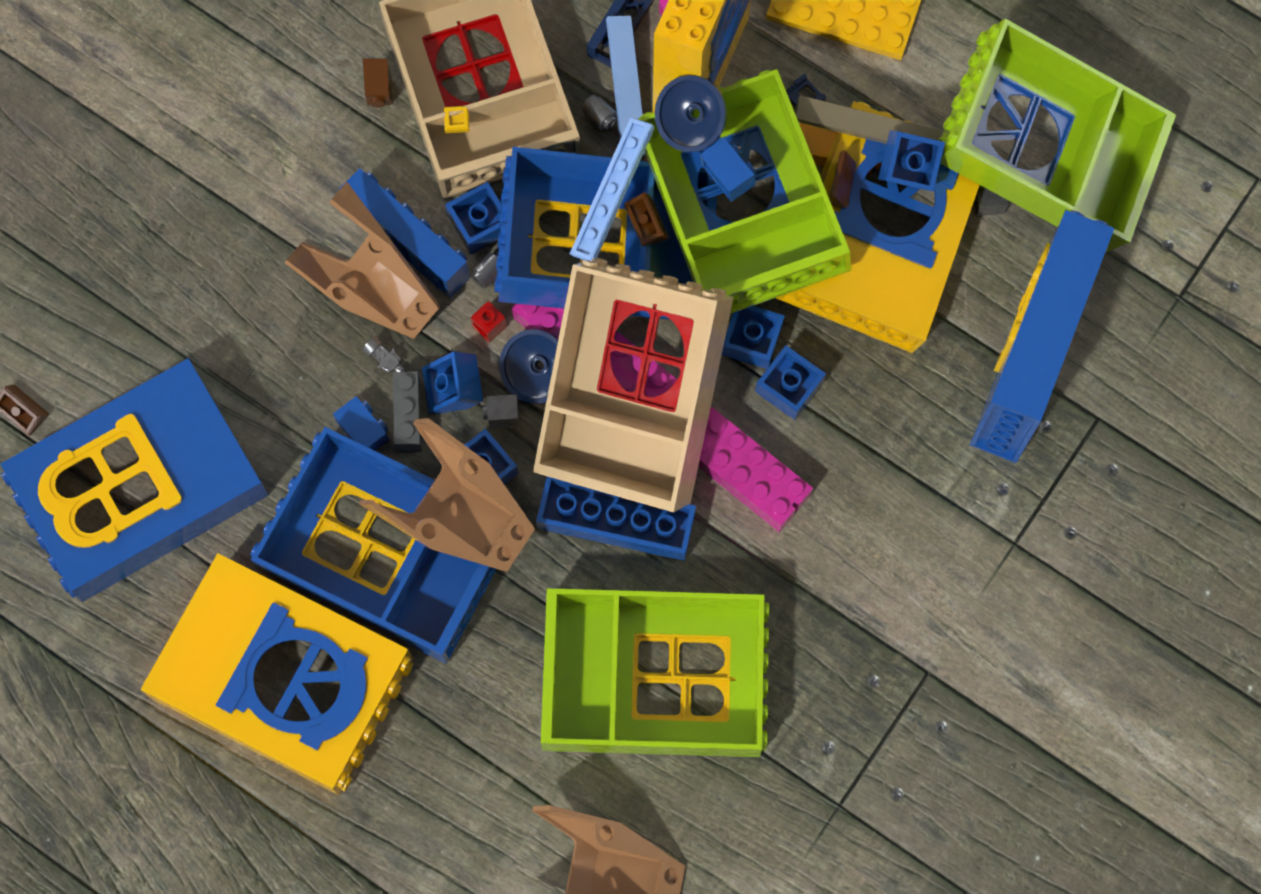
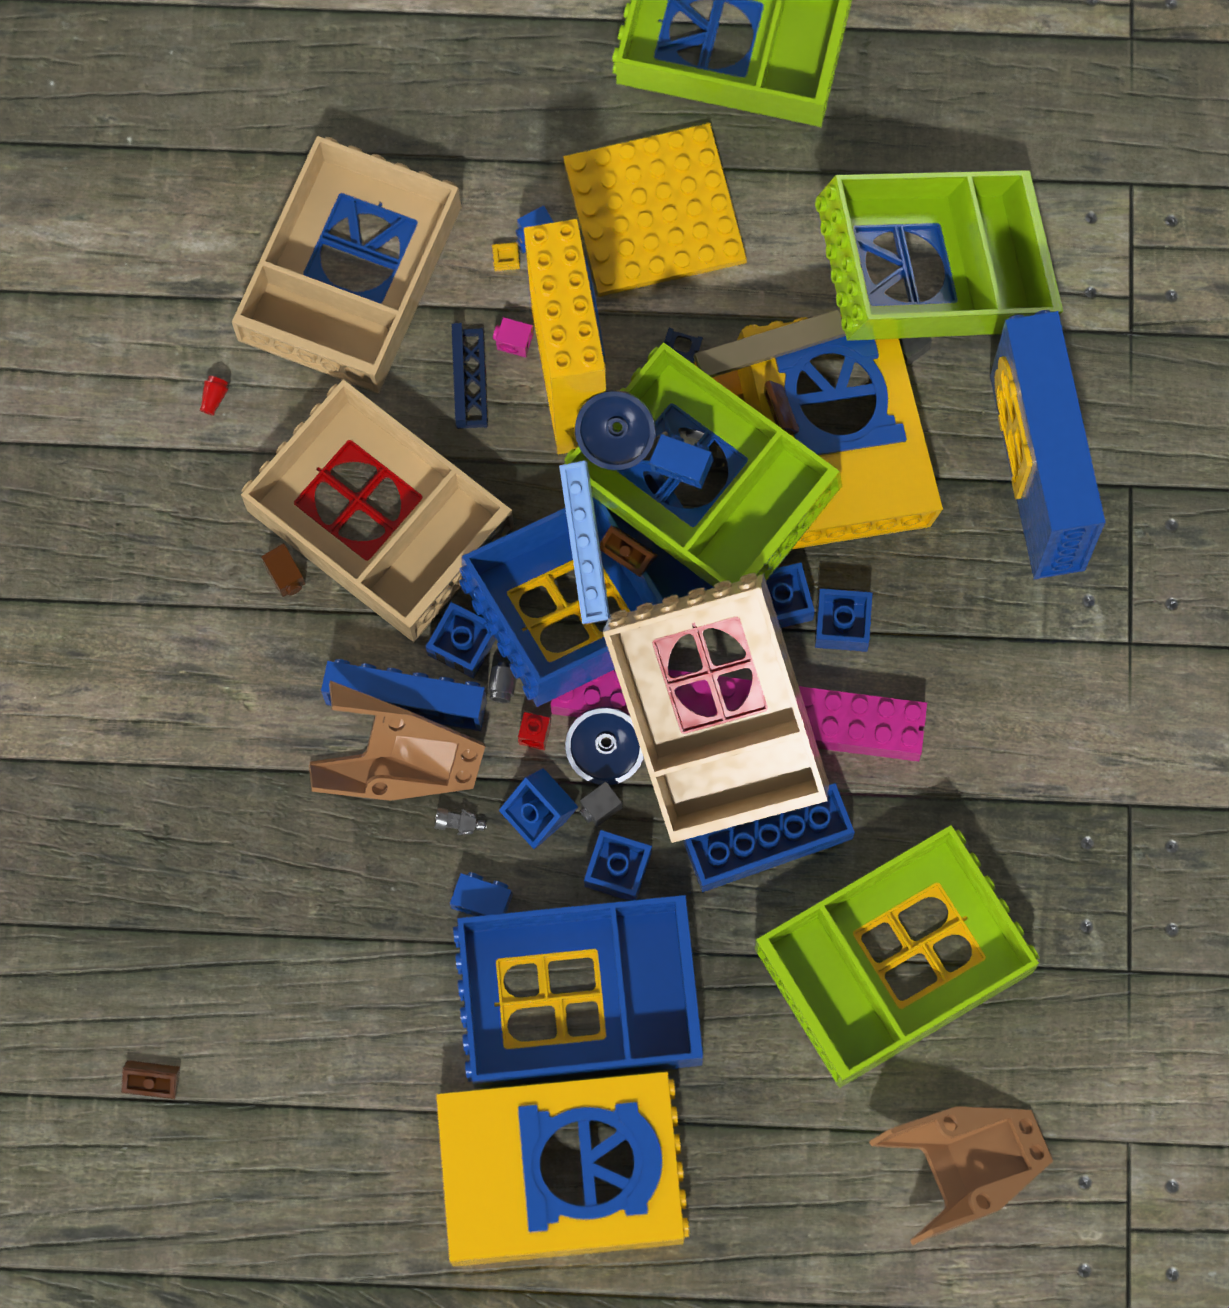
camera: 30 degrees left, 0 degrees up
(180, 446) = (335, 1019): blue panel -> none
(406, 410) = (515, 859): dark grey brick -> none
(456, 123) = (389, 564): yellow tile -> none
(465, 508) = (638, 912): medium nougat windscreen -> none
(599, 112) = (506, 475): flat silver brick -> none
(624, 70) = (513, 434): light blue tile -> none
(911, 160) = (831, 354): blue brick -> none

